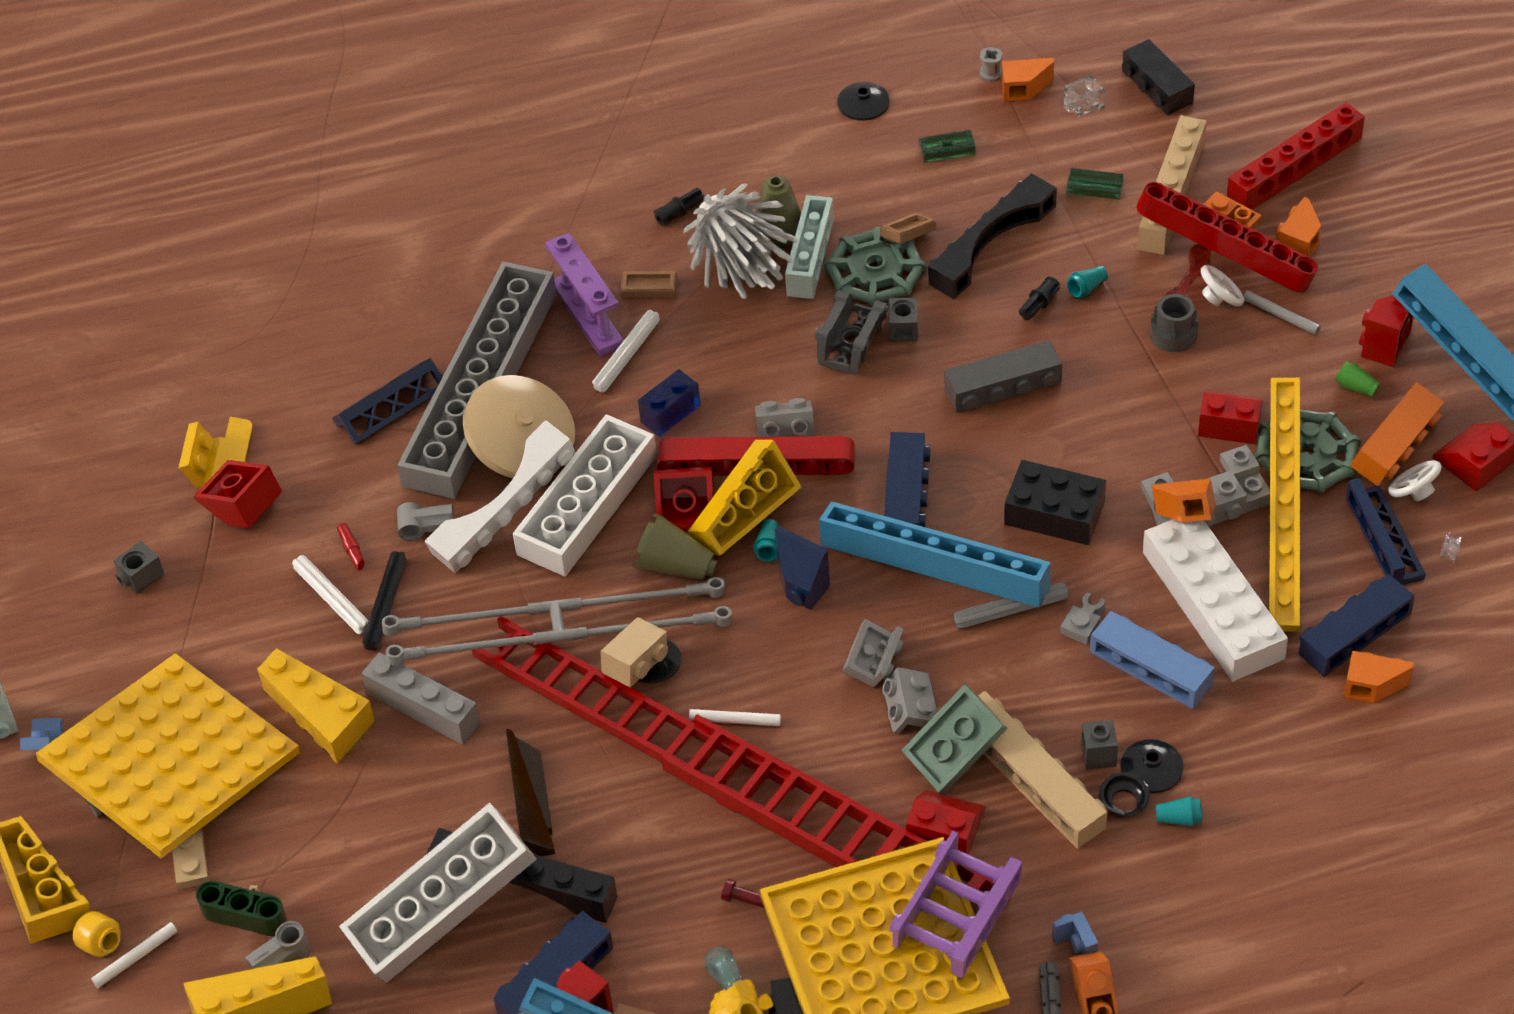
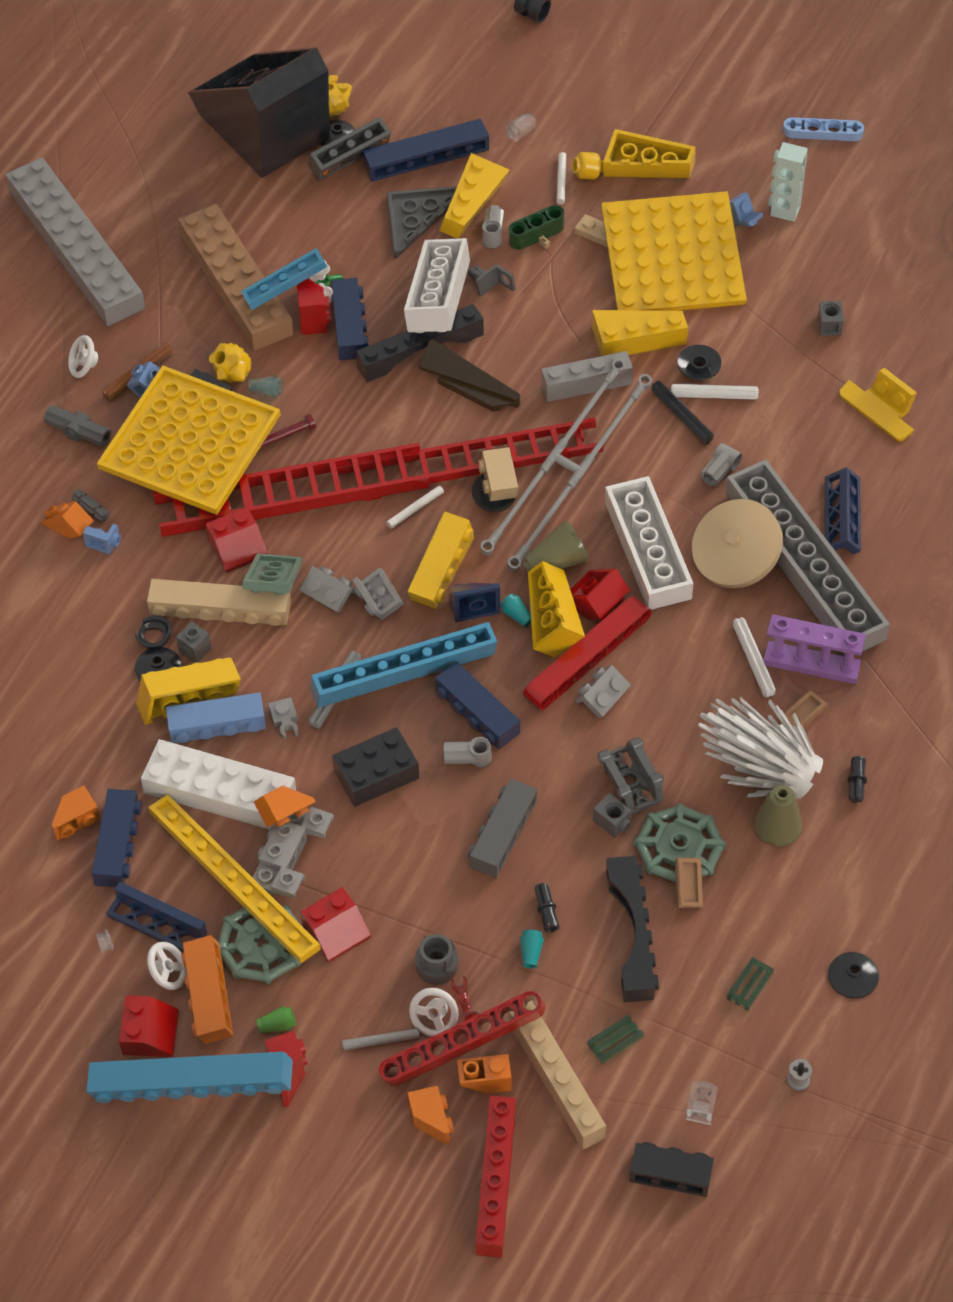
camera: 130 degrees right, 5 degrees up
(239, 492) = (837, 389): red slope -> none
(304, 617) = (699, 362): none -> black dish
(351, 546) = (742, 424): red piece -> none
(360, 890) = (488, 279): none -> dark grey bracket
(462, 537) = (692, 524): white arch -> none
(669, 402) = (679, 638): clear blue brick -> none
(780, 629) = (441, 560): none -> yellow wedge
(810, 250) = (730, 810): light aqua brick -> none
(956, 453) = (467, 752): none -> light grey piece
(975, 927) = (150, 487): medium lavender fence -> none
(1025, 78) = (762, 1081): orange slope -> none
(1155, 702) = (185, 685): none -> yellow wedge
(1183, 811) = (111, 647): teal cone -> none

